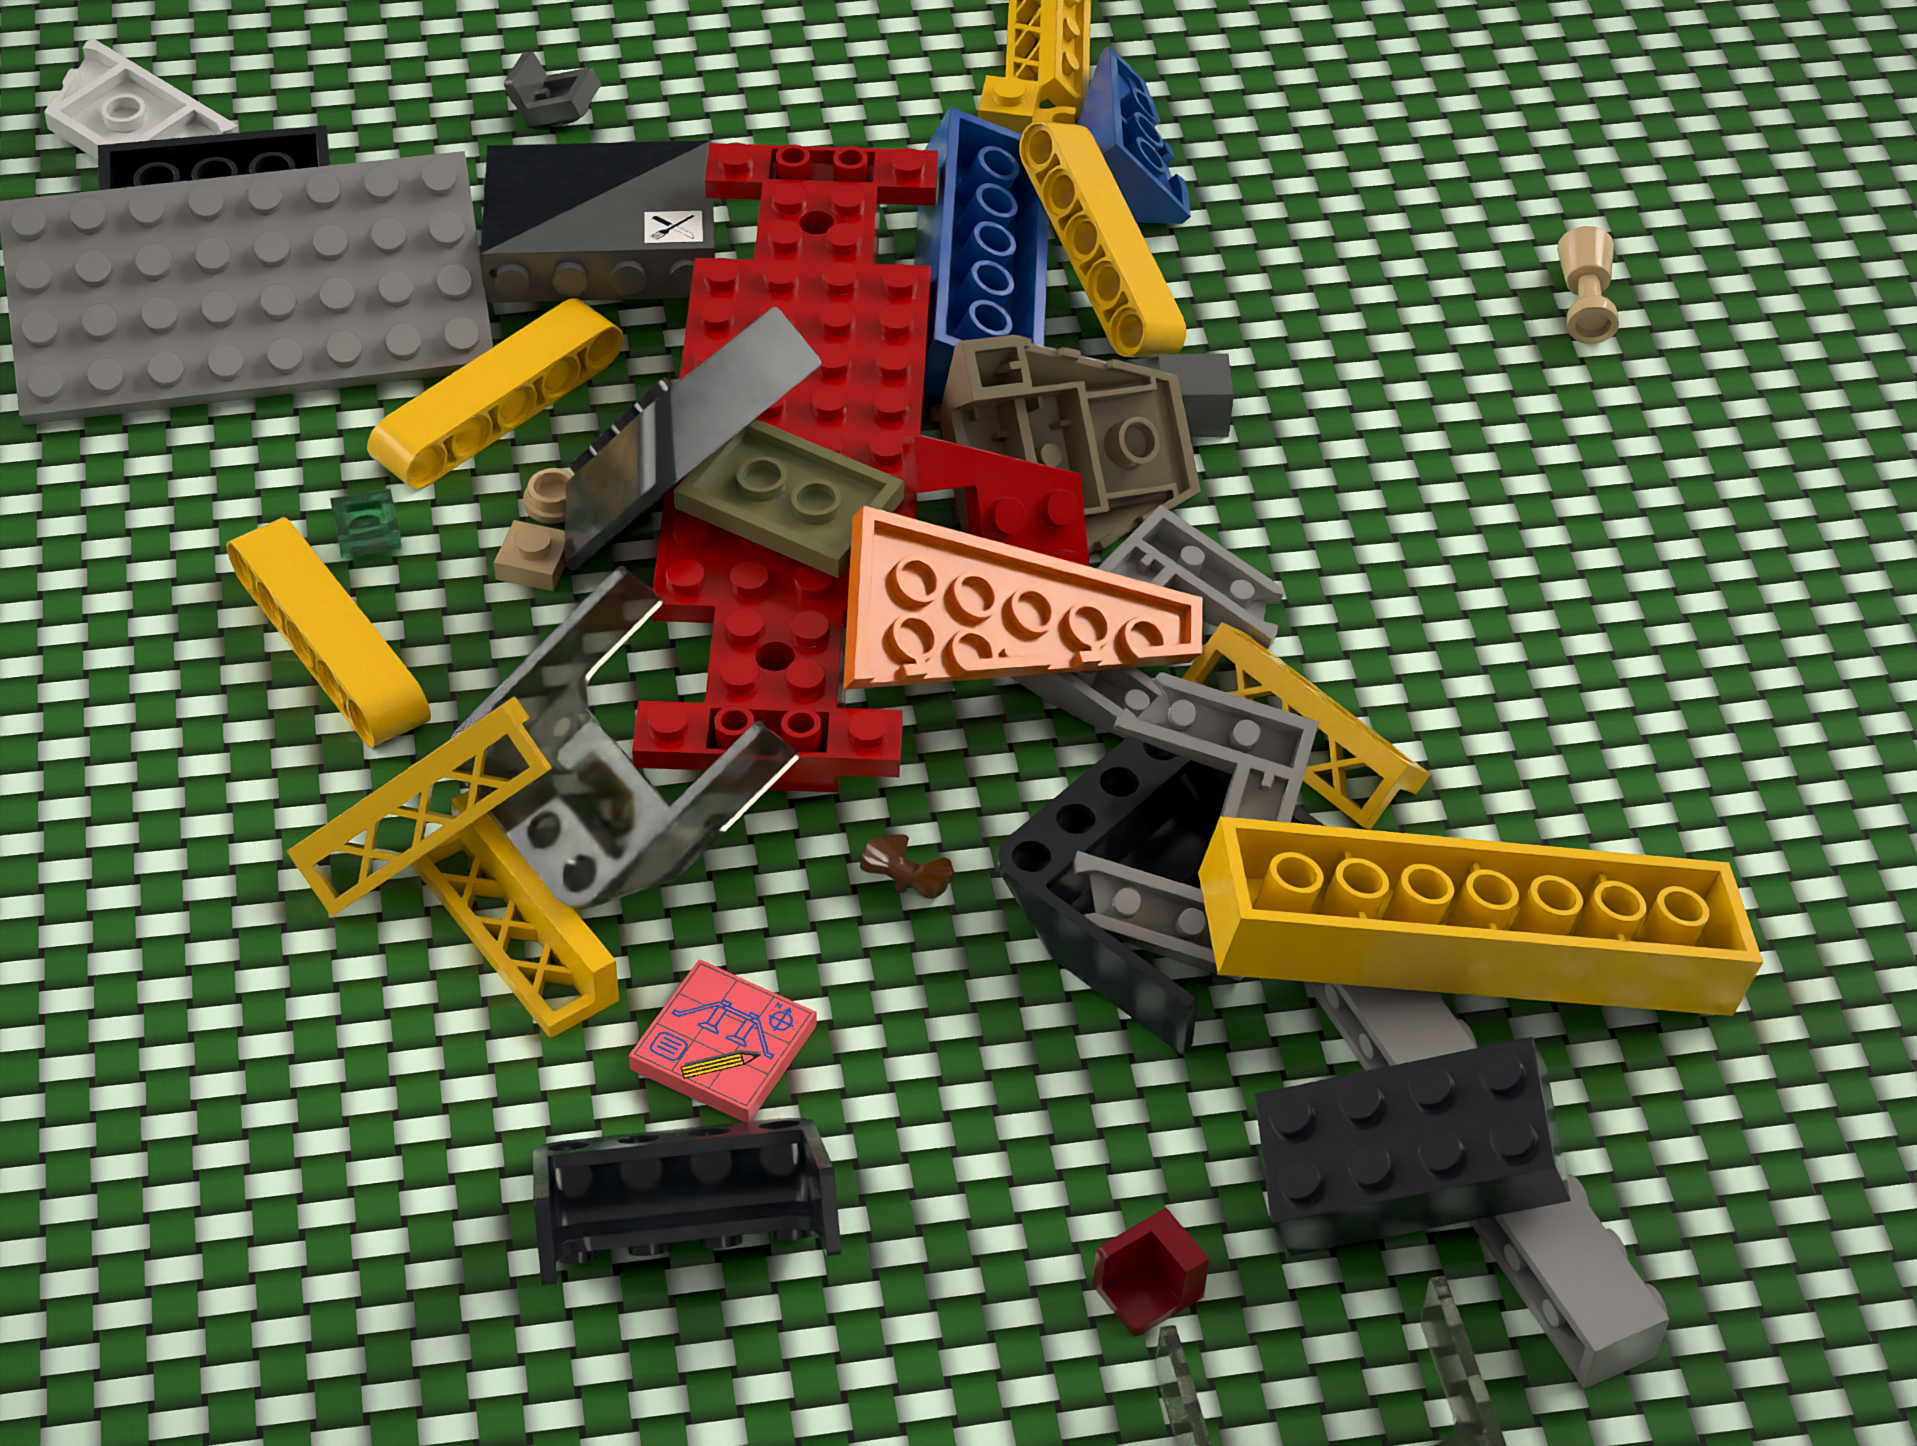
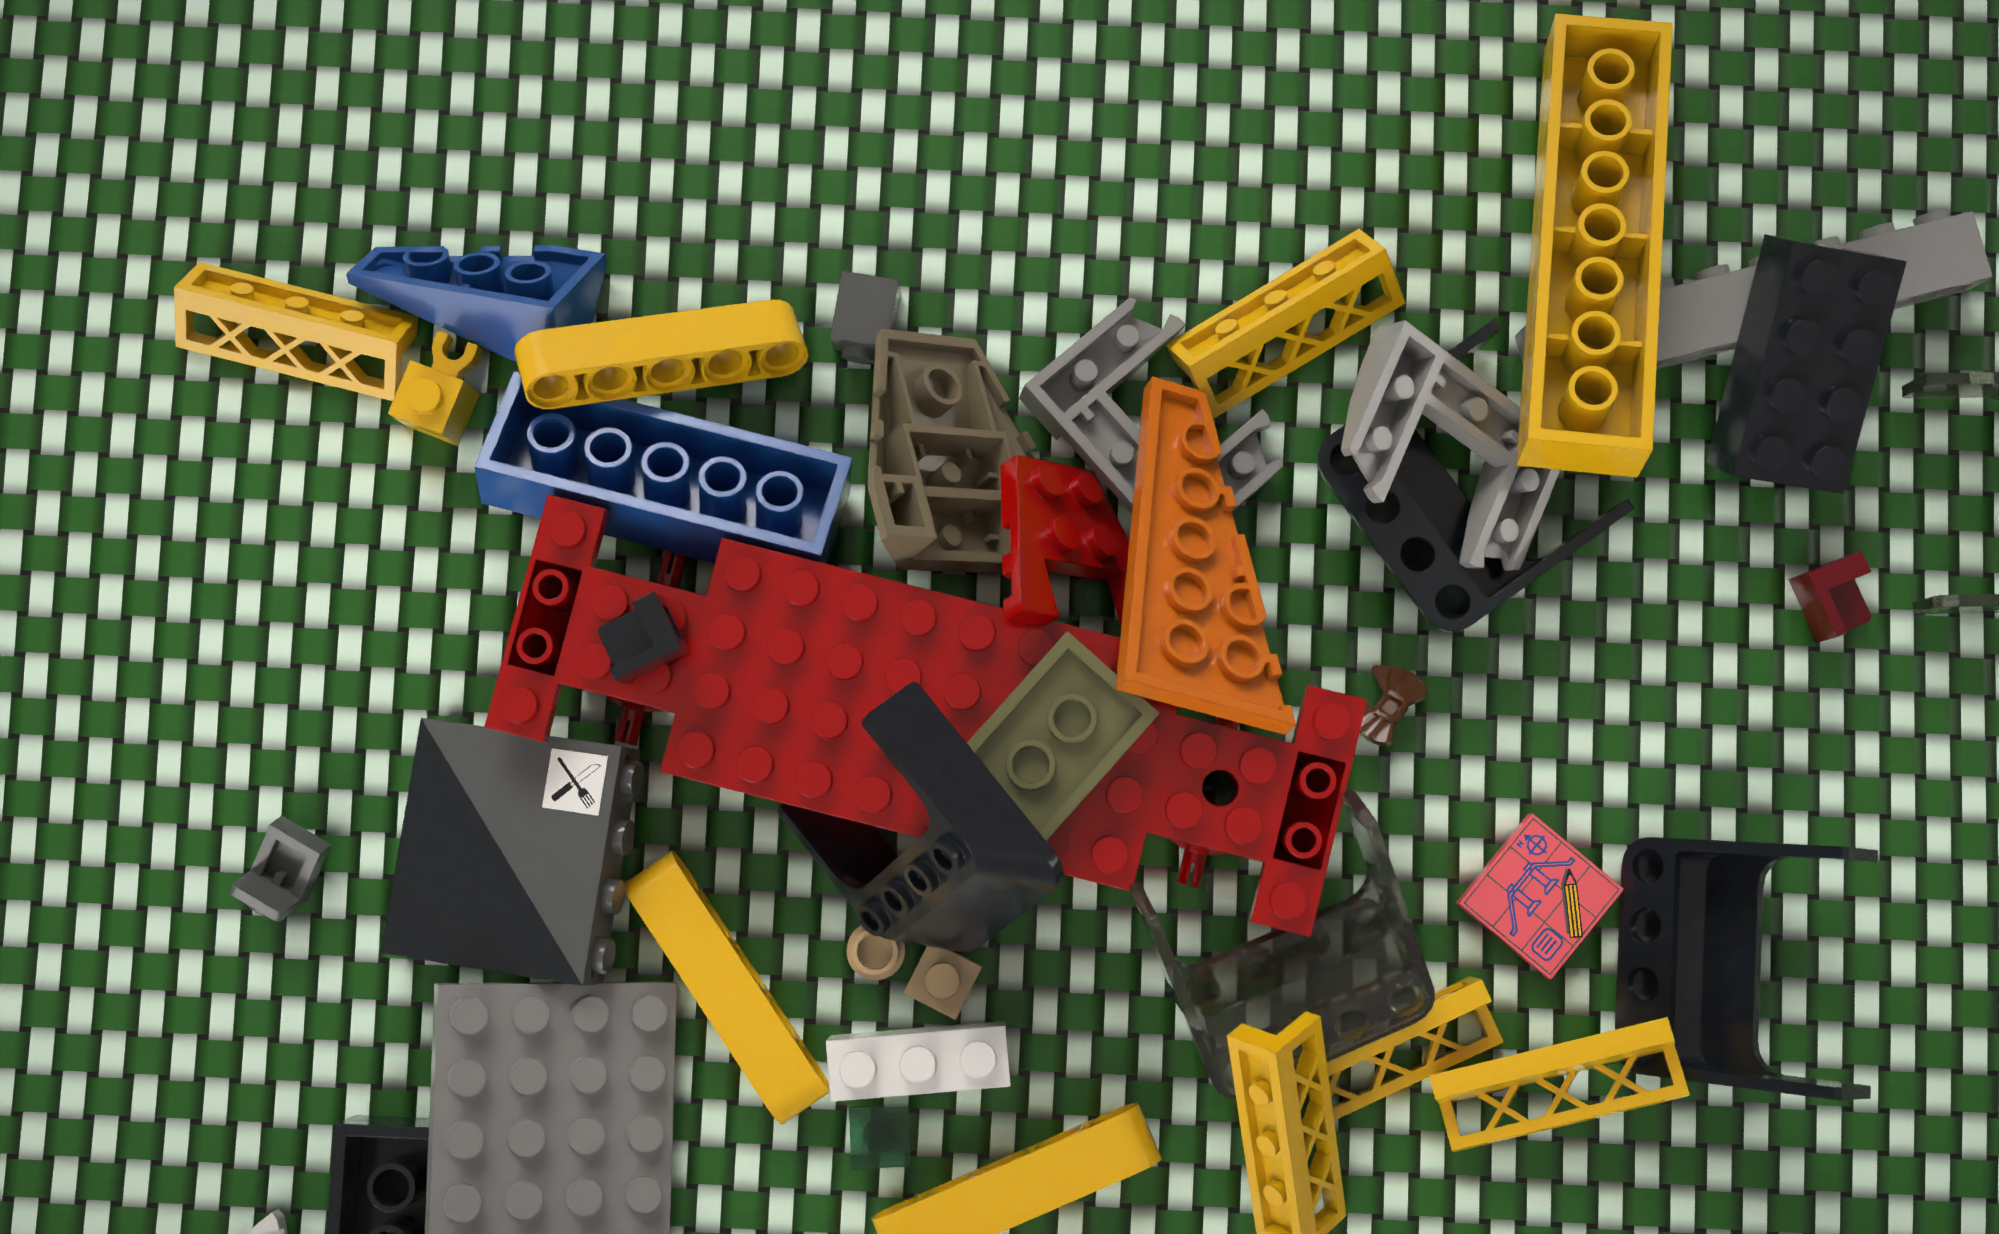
camera: 75 degrees left, 35 degrees up
(448, 534) = (918, 1061): none -> white brick
(533, 1054) = (1553, 1062): none -> yellow fence
(819, 213) = (642, 639): none -> black panel

